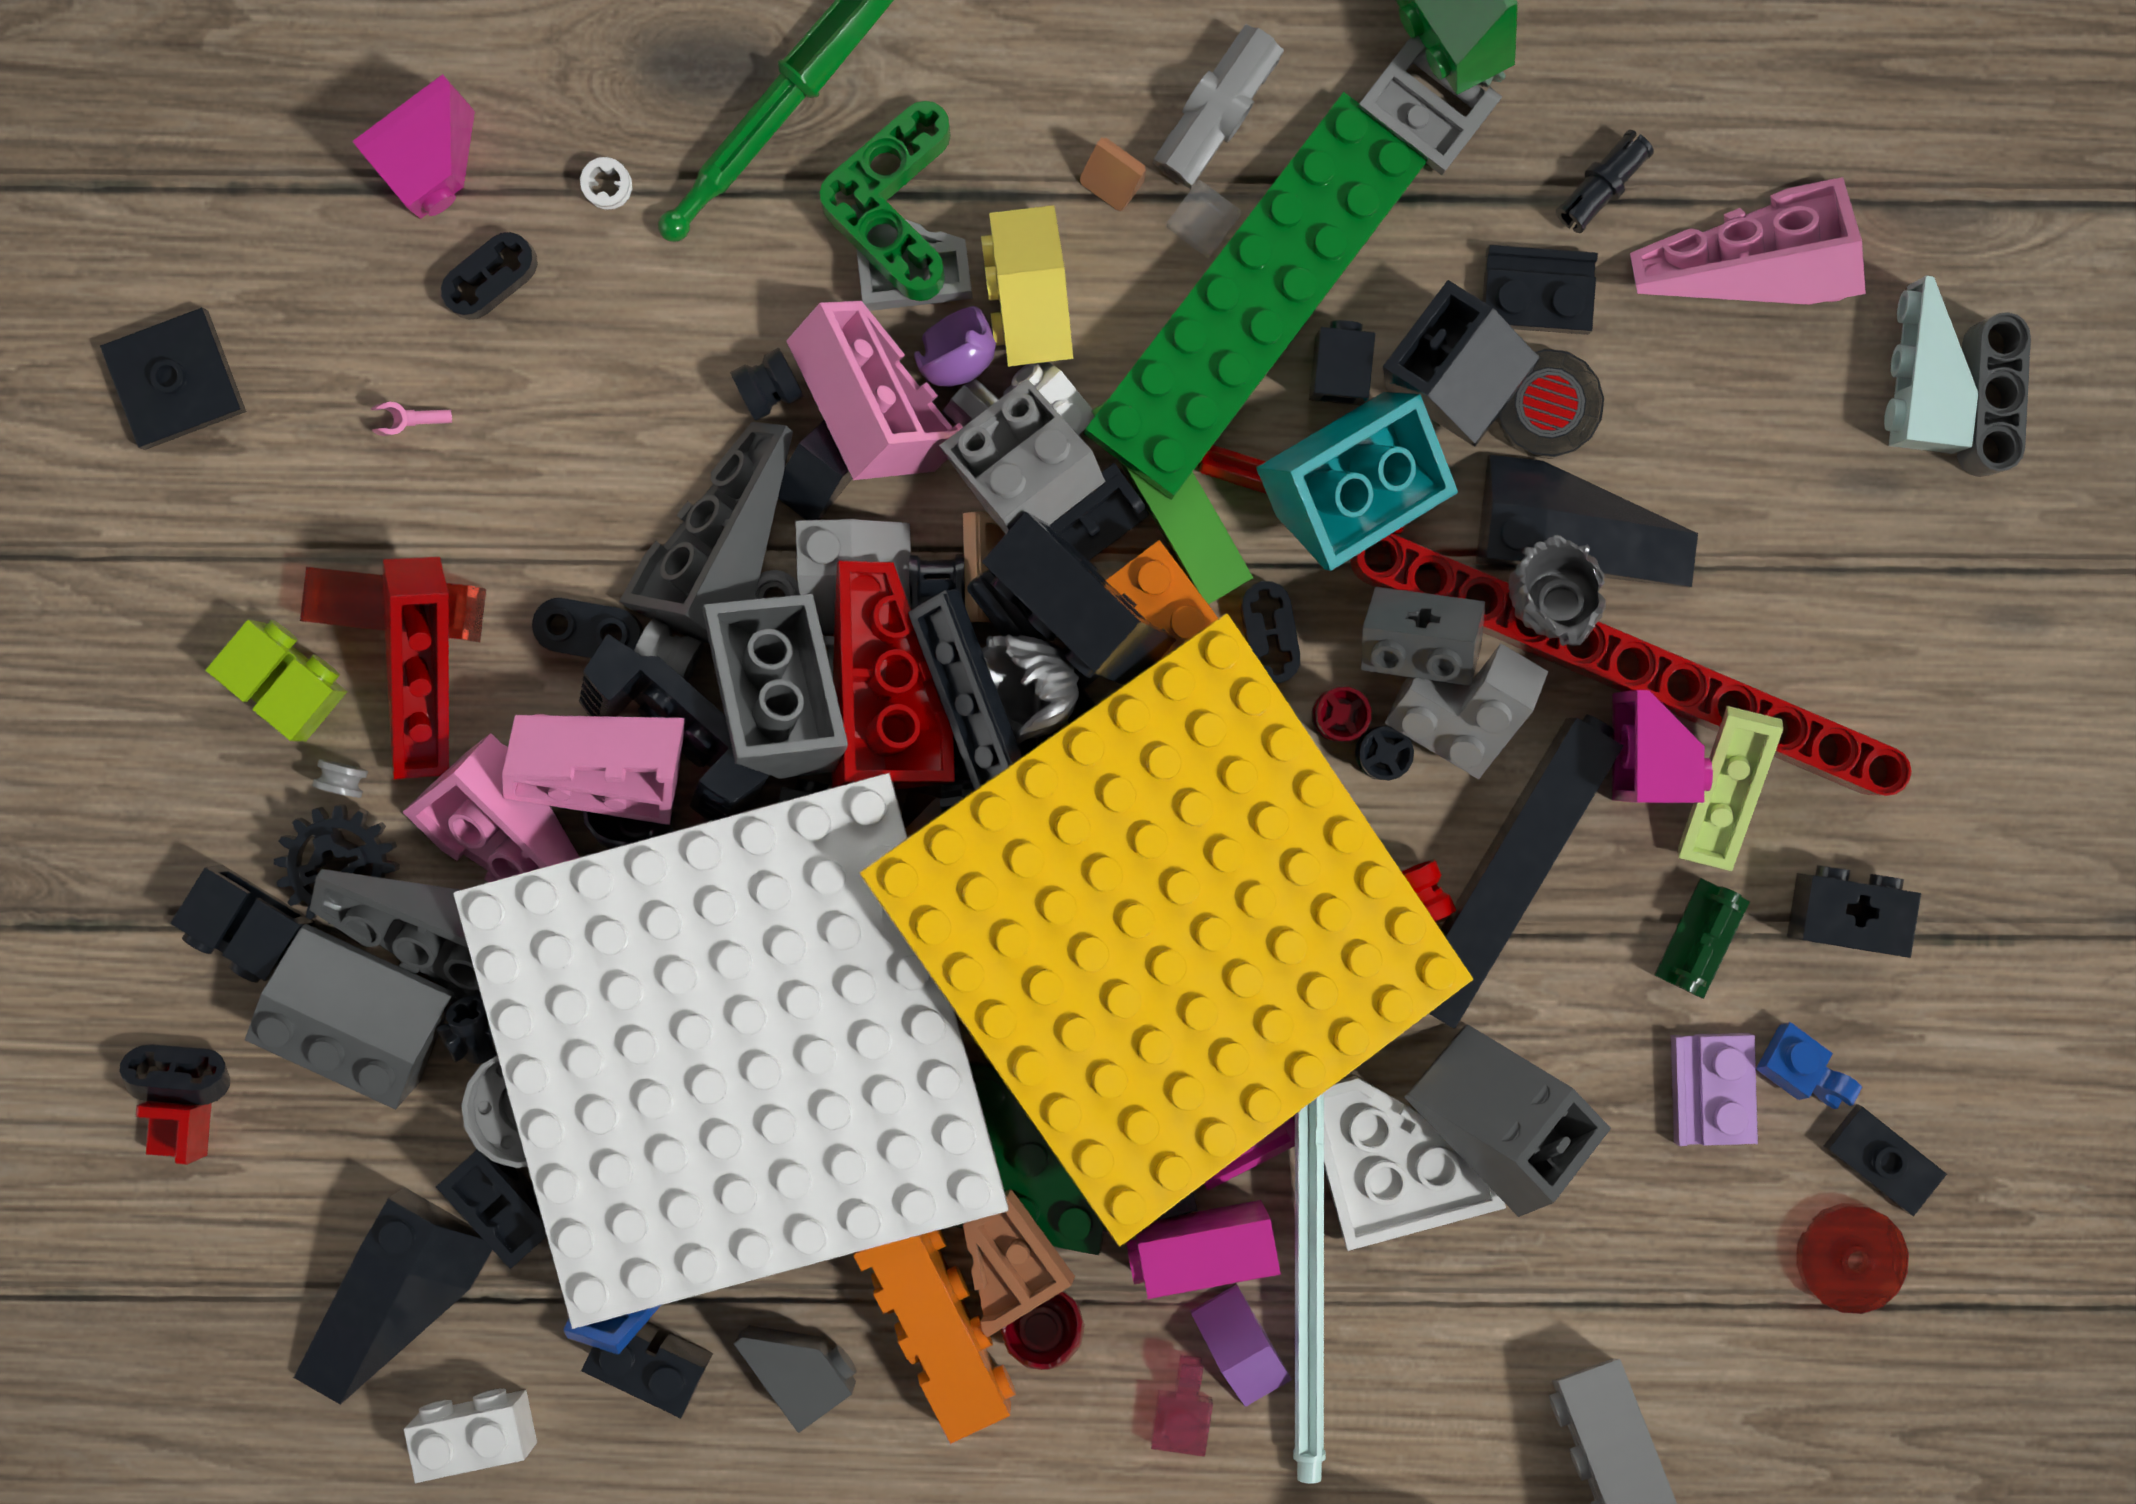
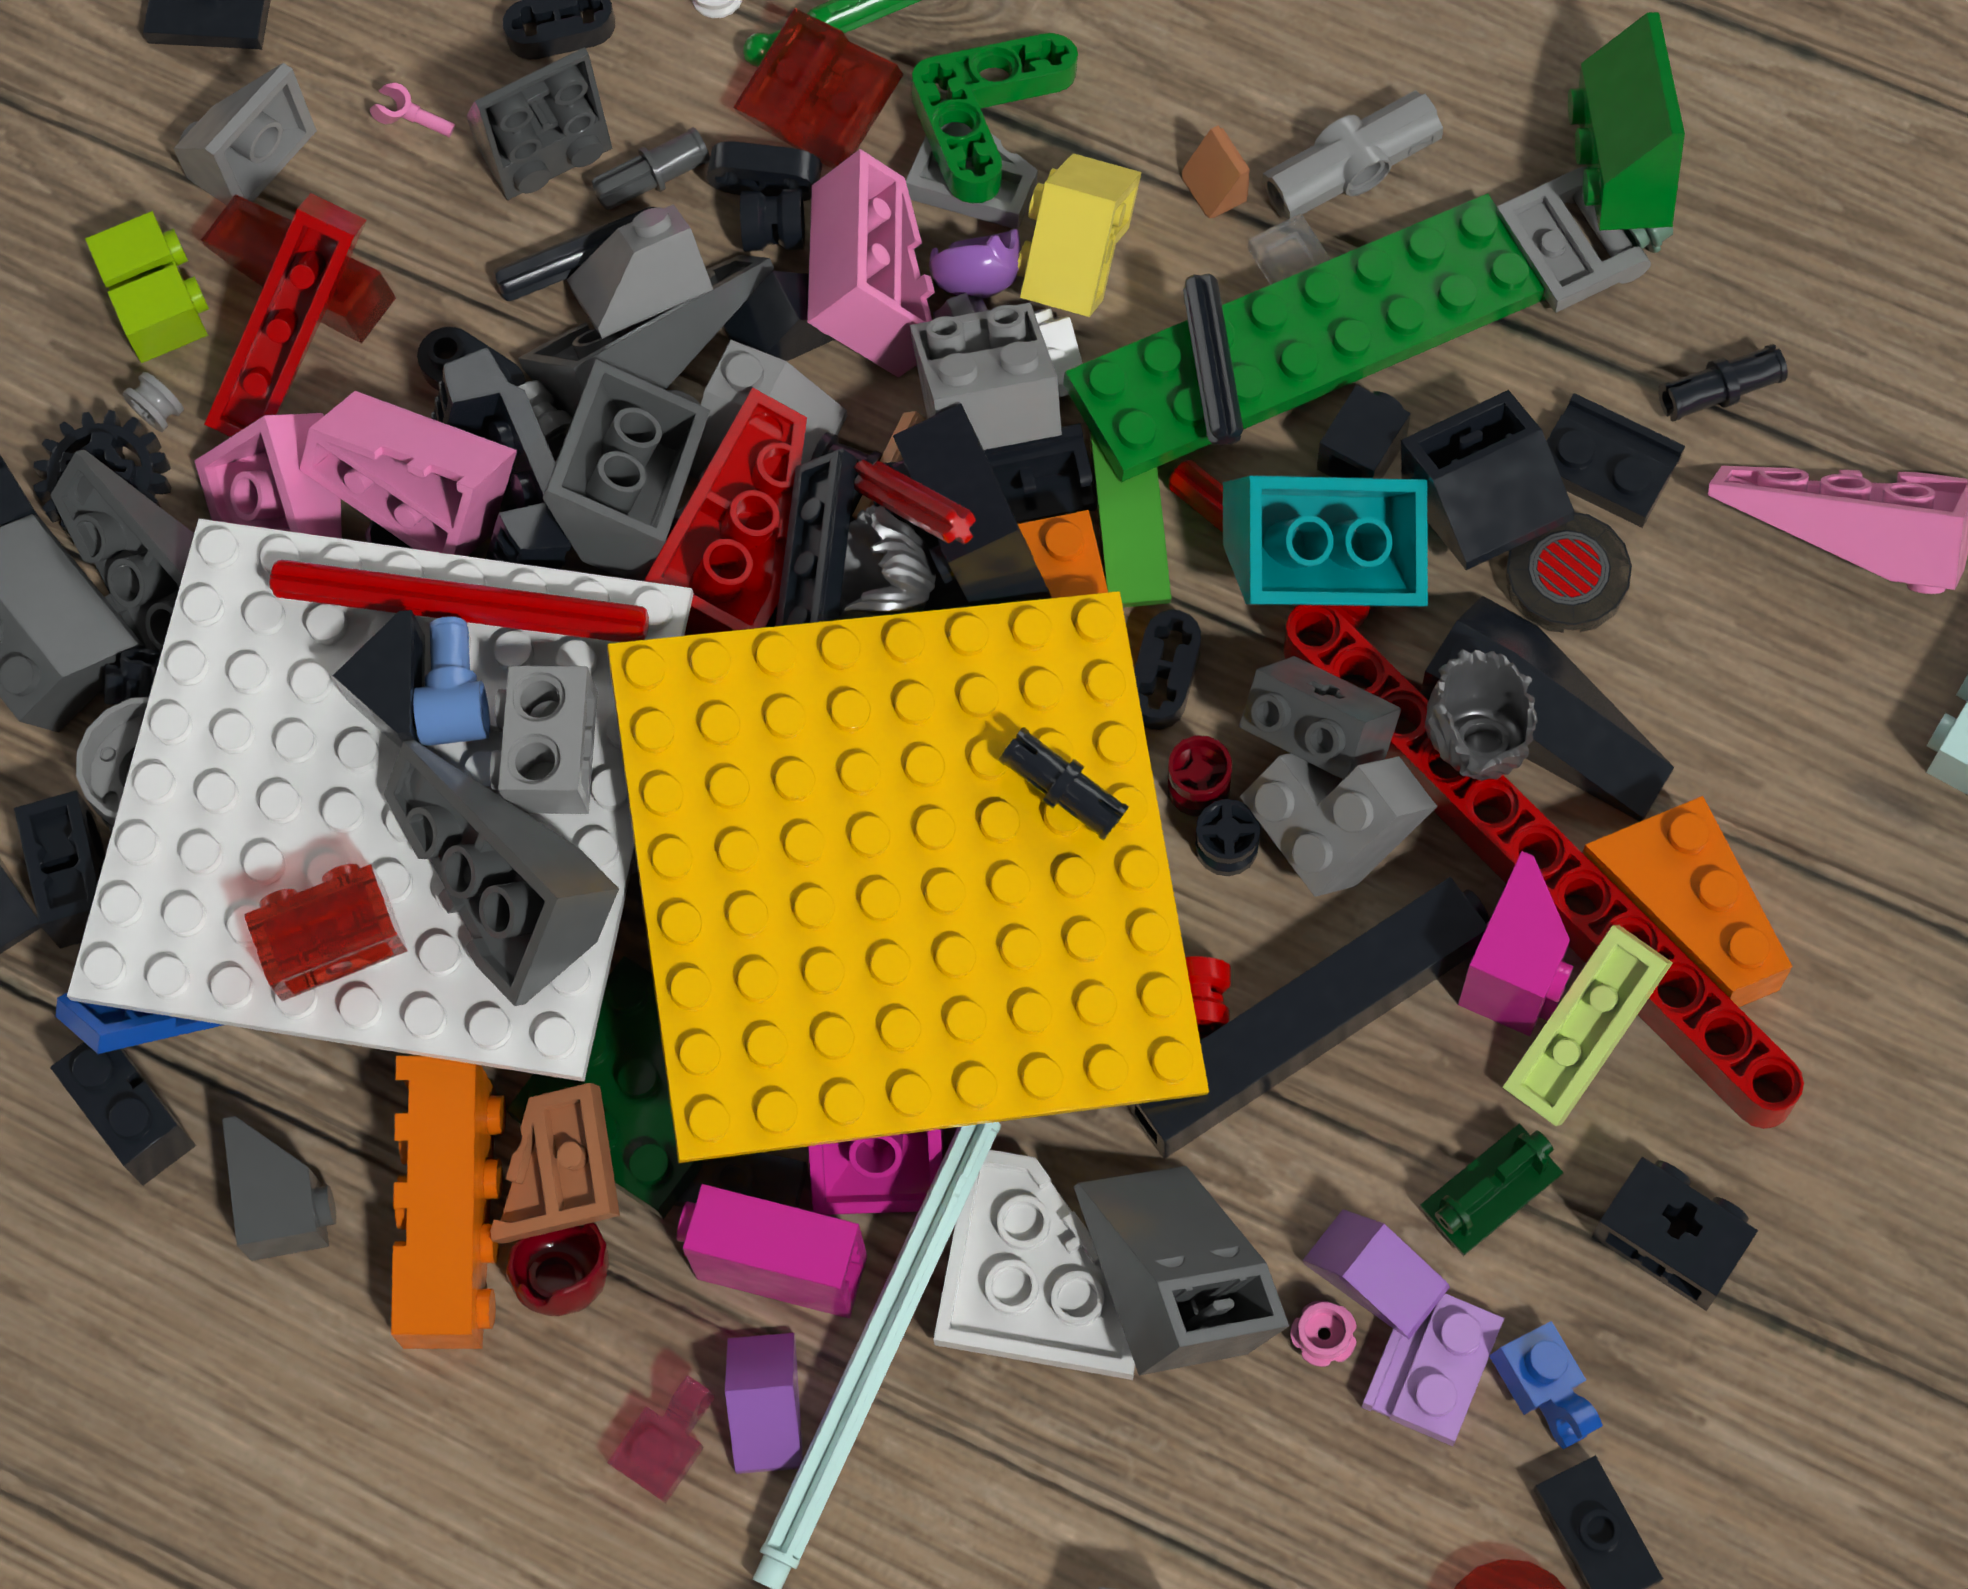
camera: 30 degrees right, 20 degrees down
(285, 513) = (247, 137): none -> light grey slope
(531, 391) = (541, 125): none -> dark grey slope
(620, 482) = (554, 262): none -> black axle
(639, 380) = (651, 169): none -> dark grey axle
(688, 495) = (640, 272): none -> light grey slope
(697, 979) = (384, 674): none -> black slope
(711, 878) = (454, 599): none -> red axle
(736, 341) = (762, 168): none -> black beam
(744, 245) = (818, 89): none -> clear red slope
(753, 970) = (452, 702): none -> medium blue pin
(756, 1202) = (325, 930): none -> clear red brick
(862, 963) = (559, 738): none -> light grey brick
(884, 1093) = (513, 881): none -> dark grey wedge
(1041, 631) = (914, 502): none -> red axle
(1203, 366) = (1213, 359): none -> black axle
(1265, 806) = (1063, 783): none -> black pin
(1641, 1106) = (1329, 1316): none -> bright pink plate
(1646, 1046) = (1377, 1271): none -> medium lavender slope
(1764, 643) = (1698, 896): none -> orange wedge

